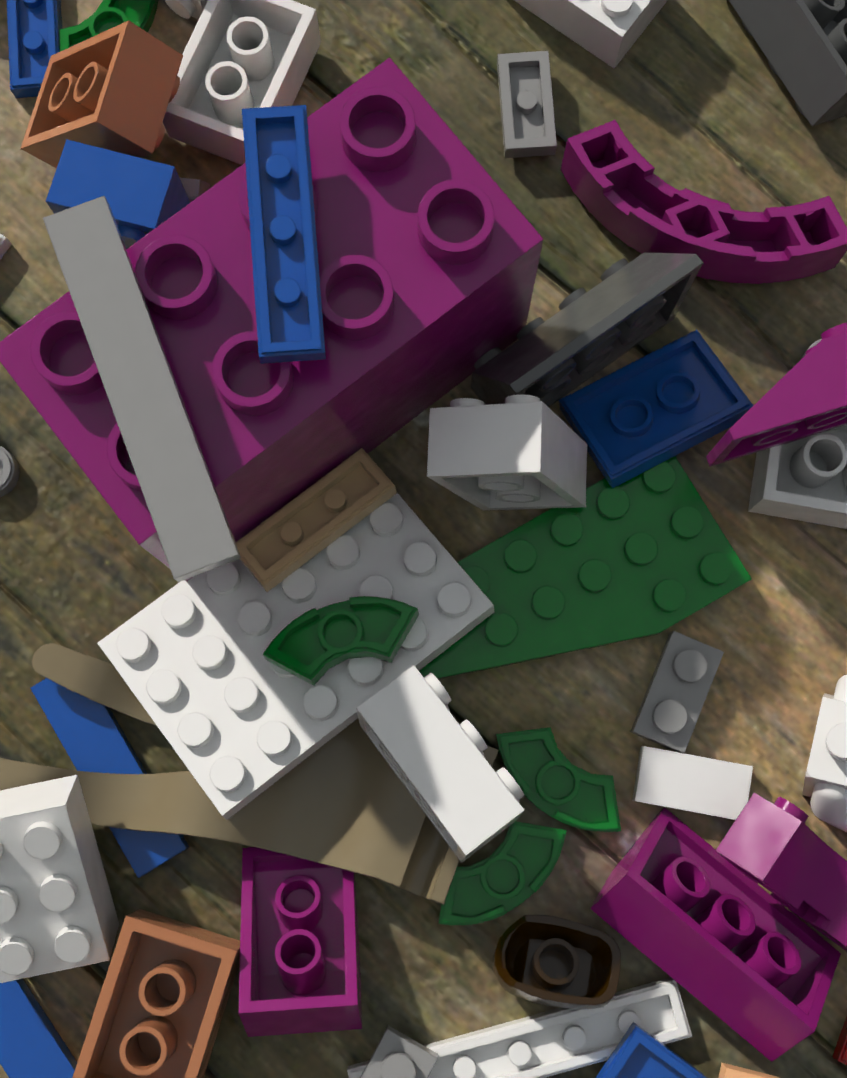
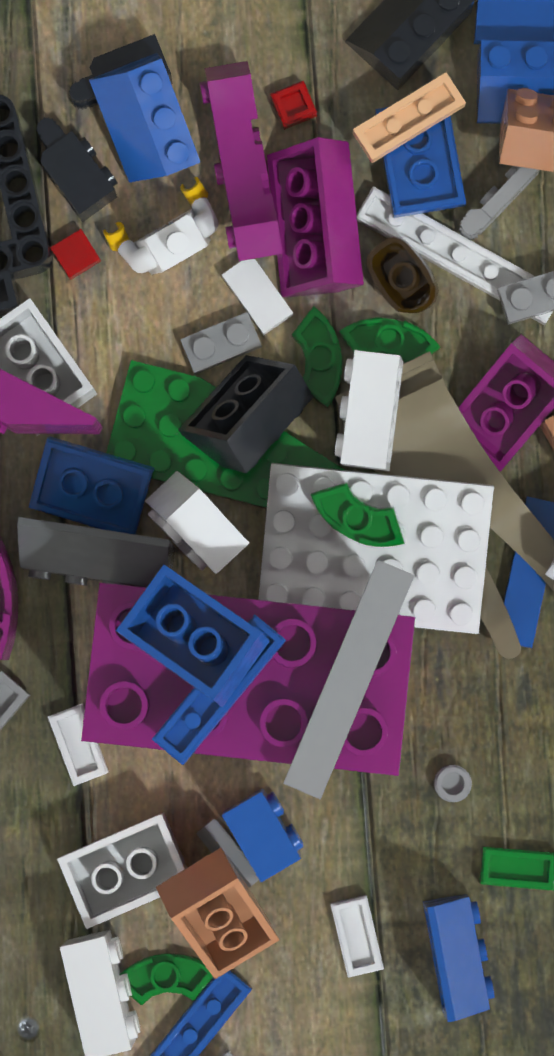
camera: 135 degrees left, 5 degrees up
(314, 519) = (312, 588): tan tile -> none
(368, 241) = (193, 635): none -> blue brick
(573, 638) = (247, 412): none -> black slope

